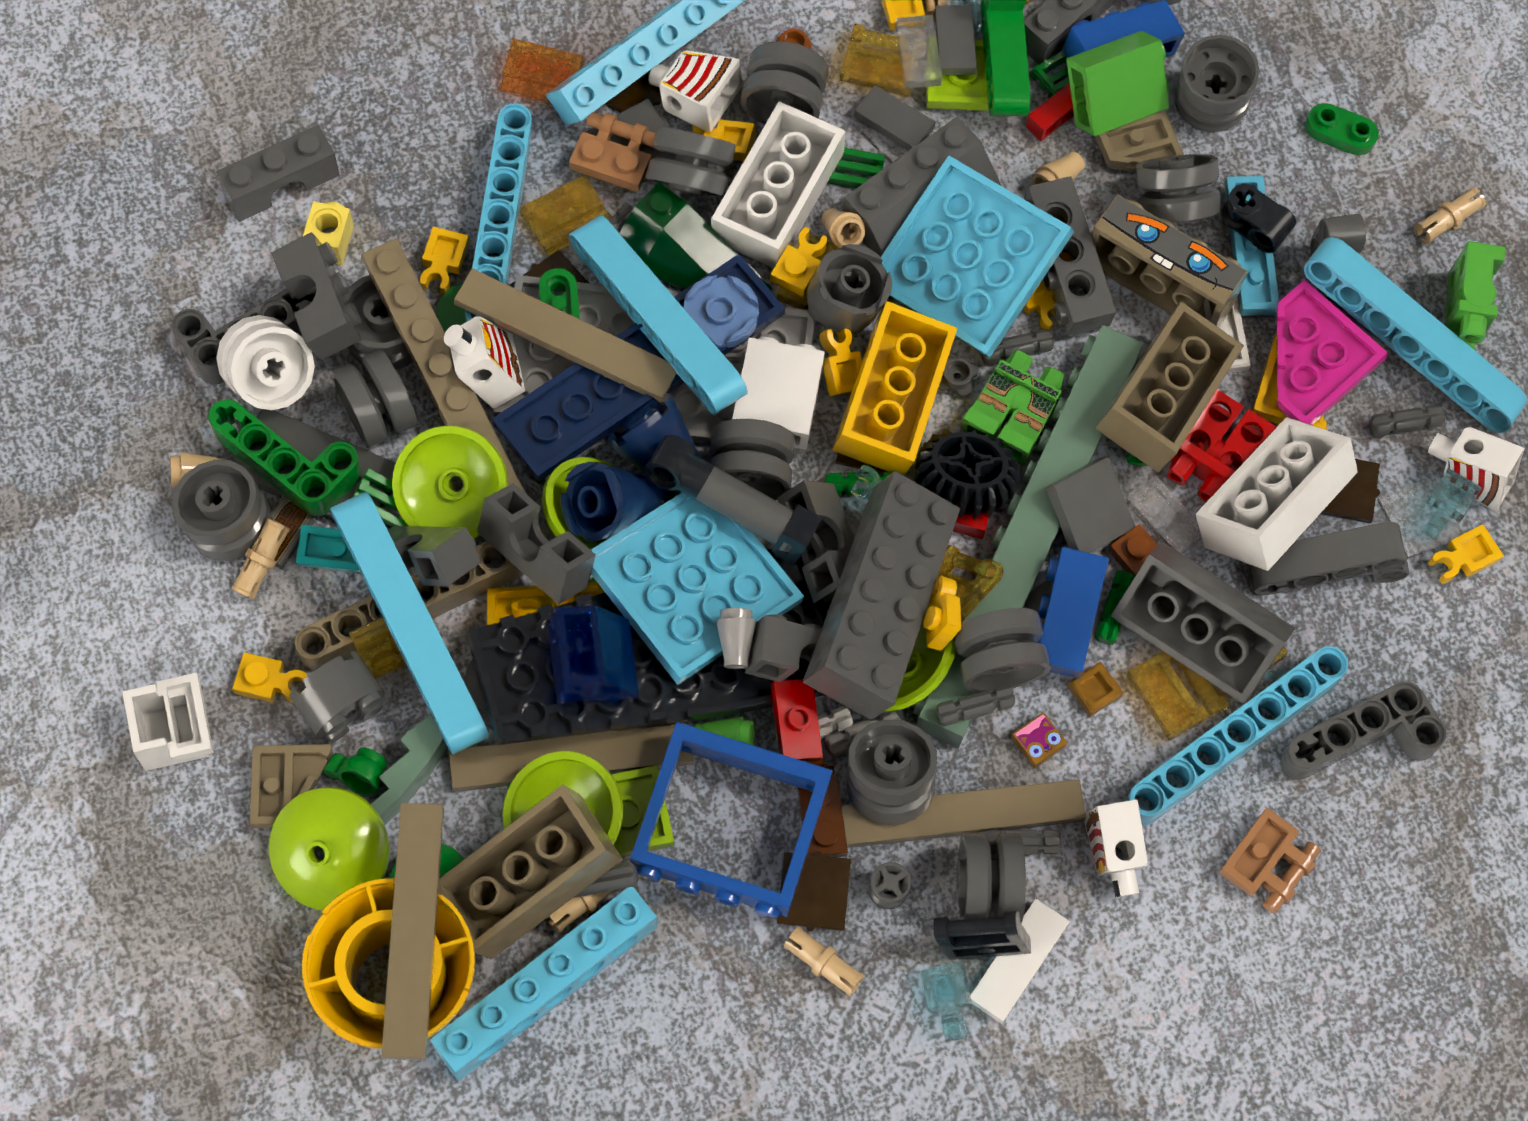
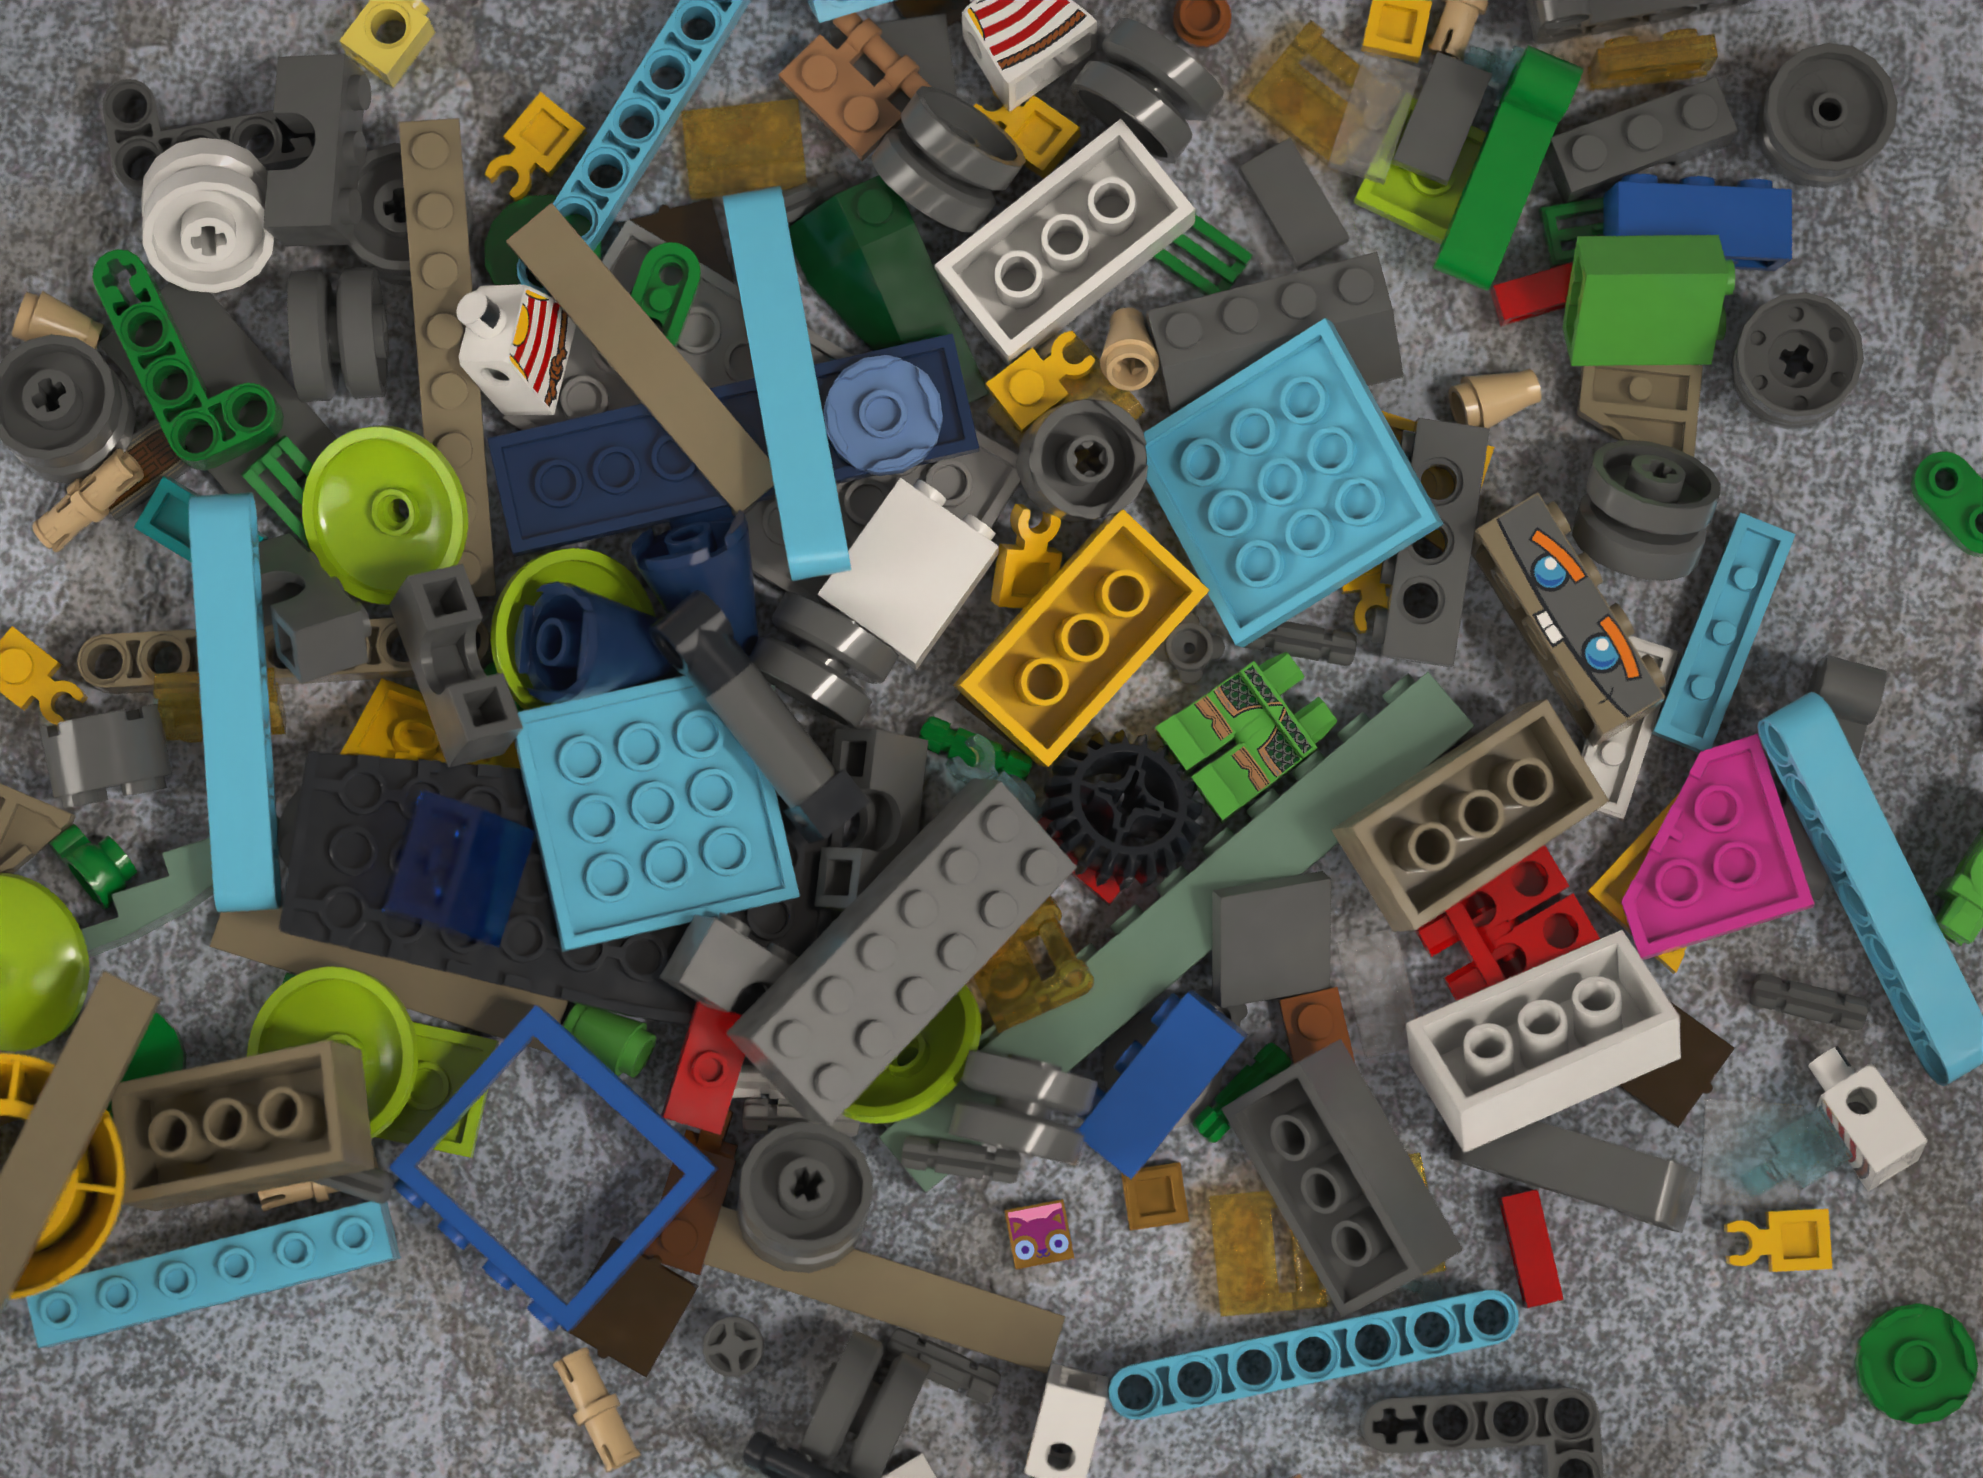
camera: 30 degrees right, 15 degrees up
(736, 636) = (668, 923): light grey cone -> none
(944, 616) = (963, 1025): yellow plate -> none
(1260, 219) = (1751, 618): black piece -> none
(1327, 620) = (1530, 1249): none -> red piece

